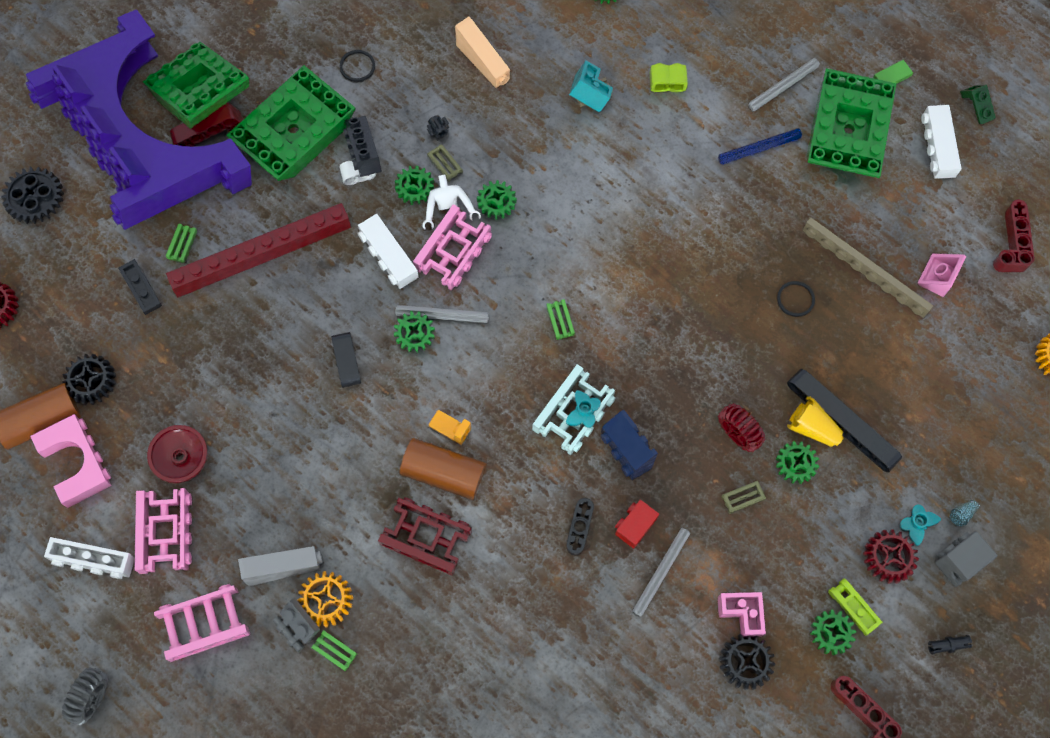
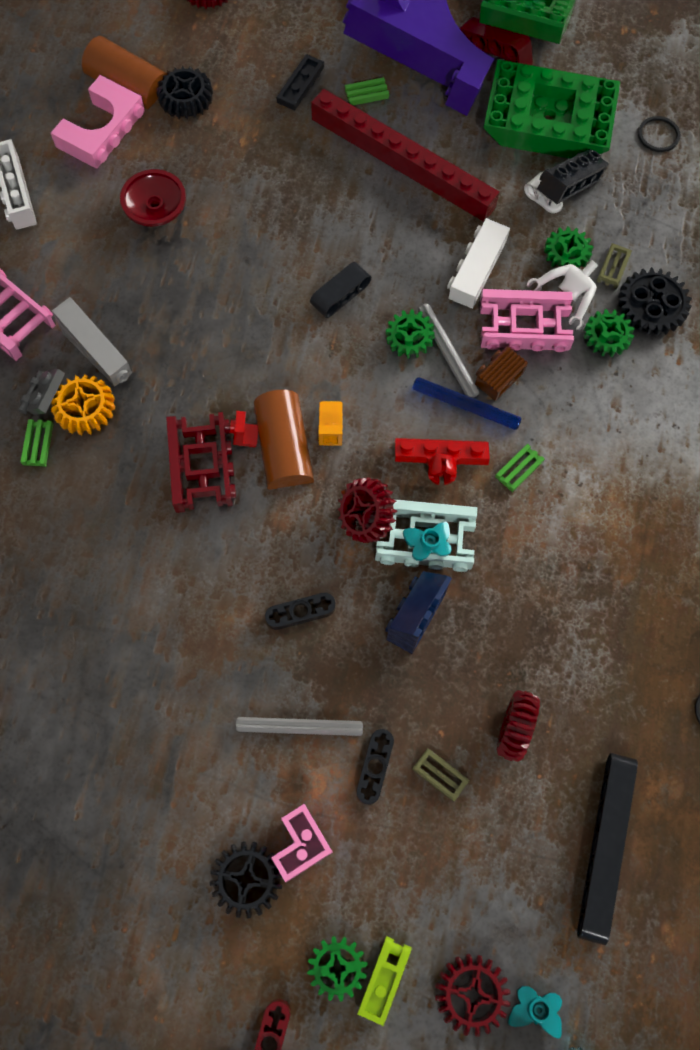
camera: 60 degrees right, 0 degrees up
(146, 530) = (67, 215): bright pink fence -> none
(421, 491) = (244, 433): none -> red bracket
(437, 126) = (648, 235): black gear -> none
(483, 289) = (500, 373): none -> reddish brown brick
(490, 325) = (467, 403): none -> clear blue axle
(491, 169) = (654, 301): none -> black gear
(521, 365) = (442, 455): none -> red plate
(544, 446) = (366, 510): none -> dark red gear
(636, 524) = (336, 668): red brick -> none
(701, 530) = (387, 749): none -> black beam
(788, 456) = (519, 827): green gear -> none
(815, 423) = (579, 814): yellow cone -> none

